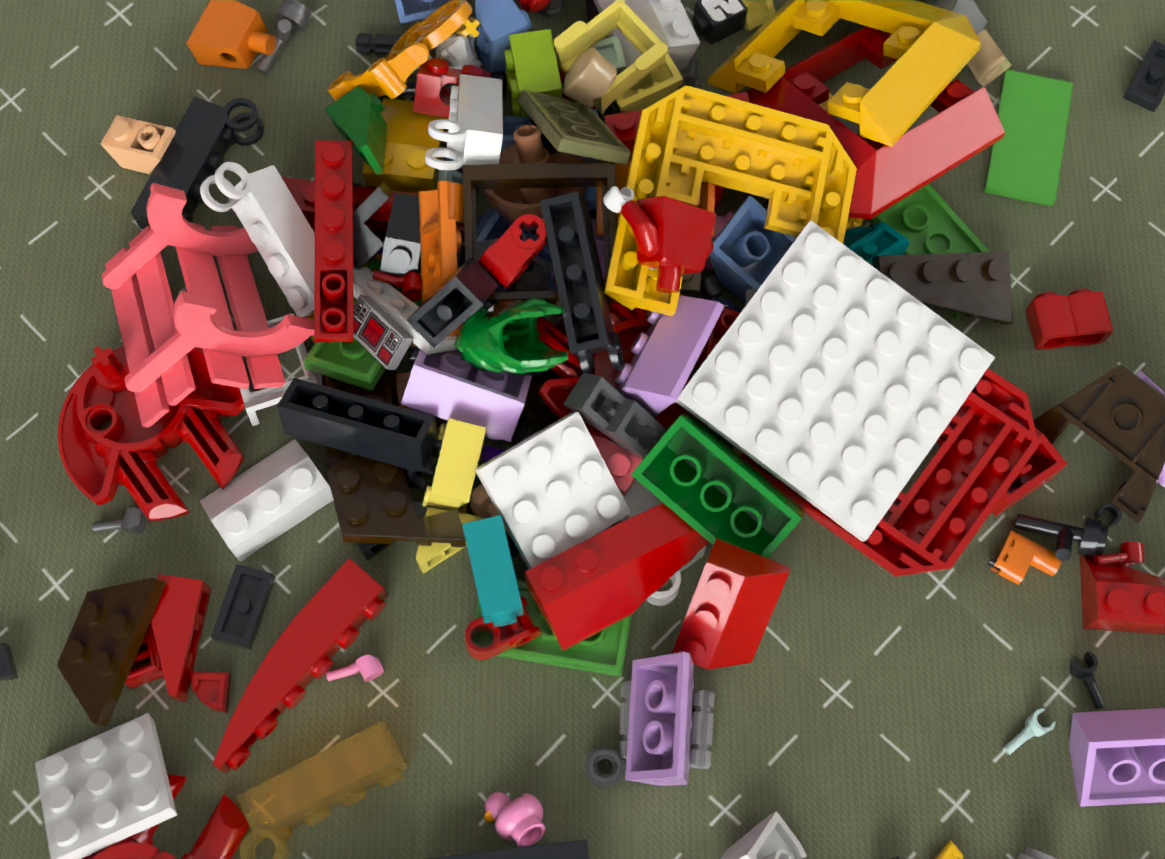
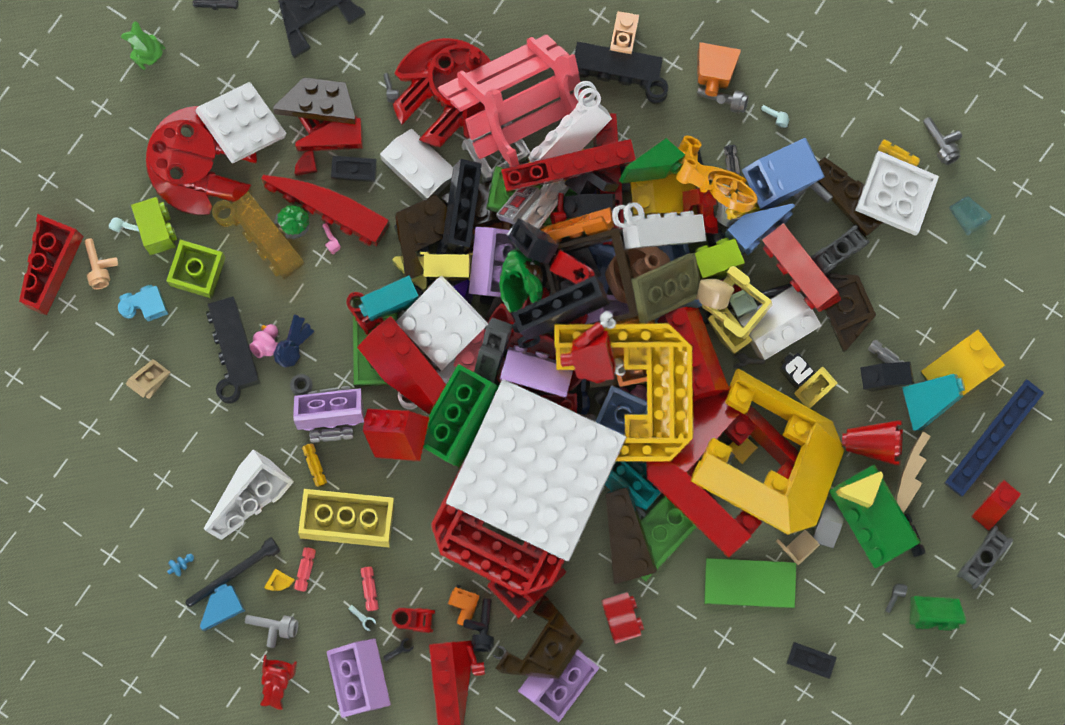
camera: 80 degrees right, 10 degrees up
(310, 726) = (293, 221): none -> green piece
(538, 777) = (288, 351): none -> dark blue piece
(750, 768) = (314, 465): none -> yellow axle
(857, 725) = (346, 518): none -> light yellow brick
(934, 818) = (305, 569): none -> coral axle
(980, 711) = (369, 588): none -> coral axle
(1043, 637) = (415, 619): none -> red piece

